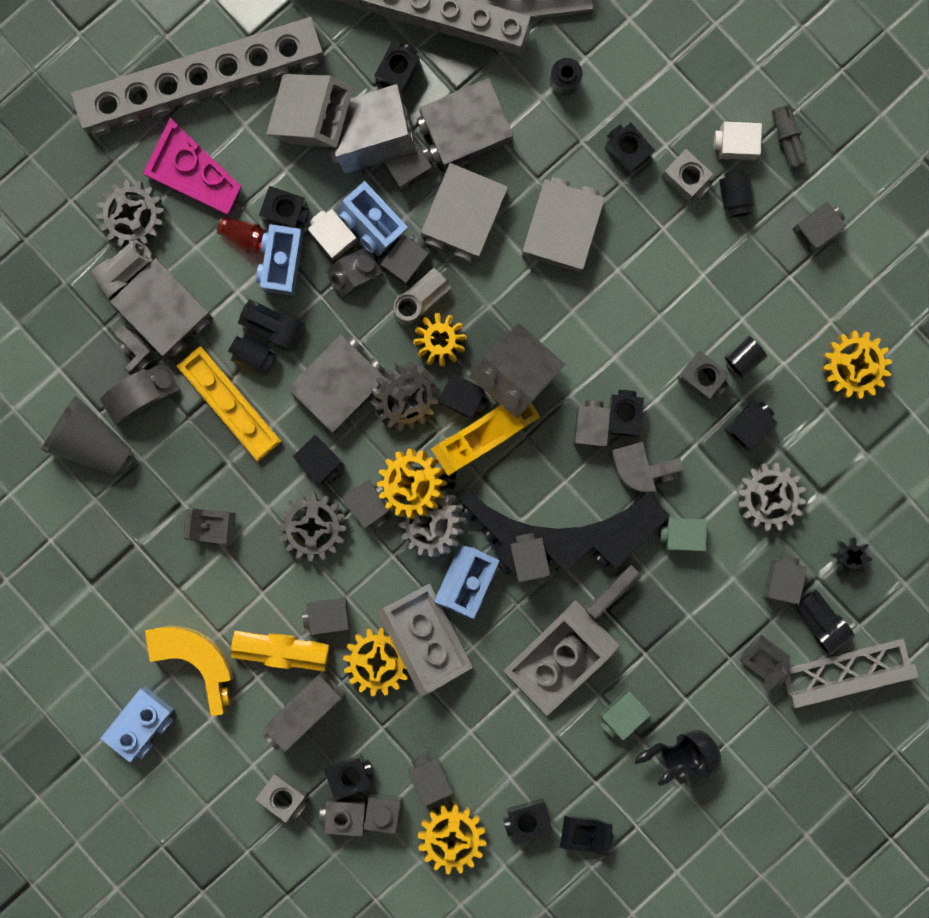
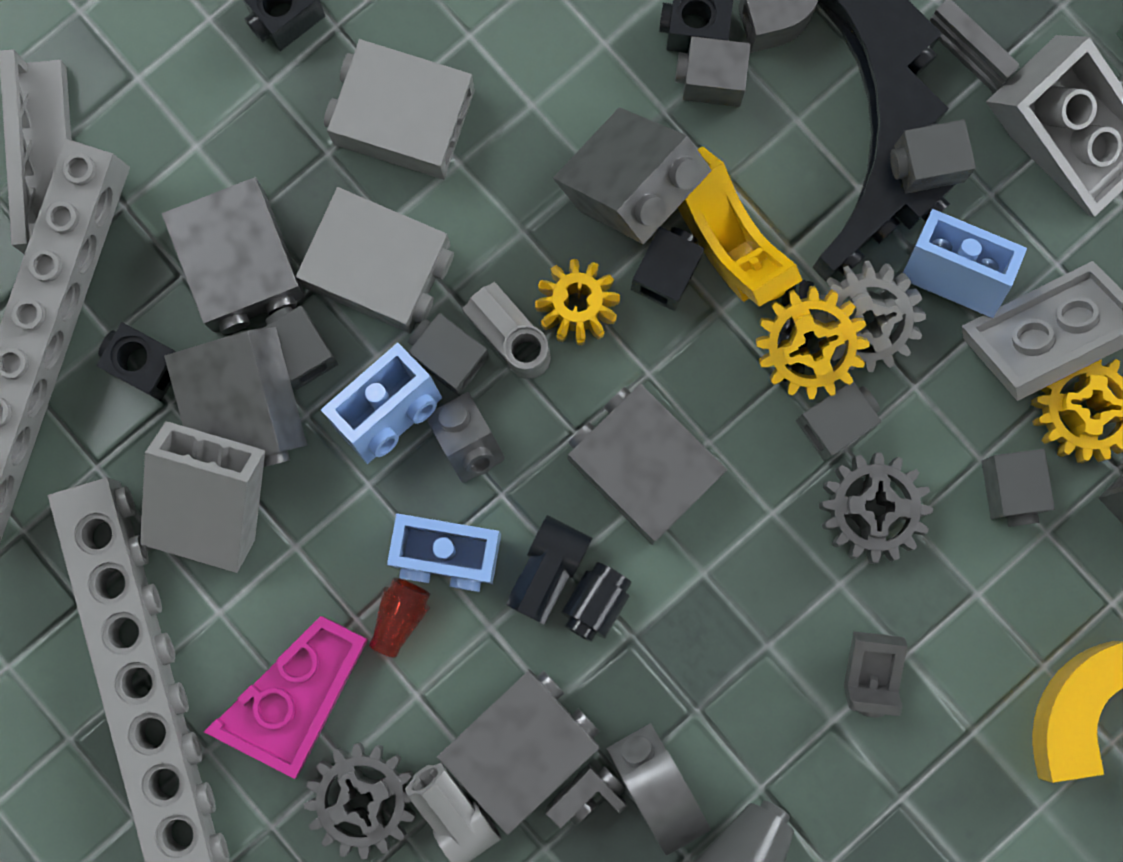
camera: 85 degrees left, 5 degrees down
(229, 403) = (673, 642): yellow tile -> none
(274, 199) = (340, 556): black brick -> none
(280, 650) = (1074, 563): yellow piece -> none
(319, 460) = (769, 496): black brick -> none
(331, 234) = (403, 470): white brick -> none
(400, 410) = (667, 356): flat silver gear -> none
(562, 85) = (165, 97): black brick -> none

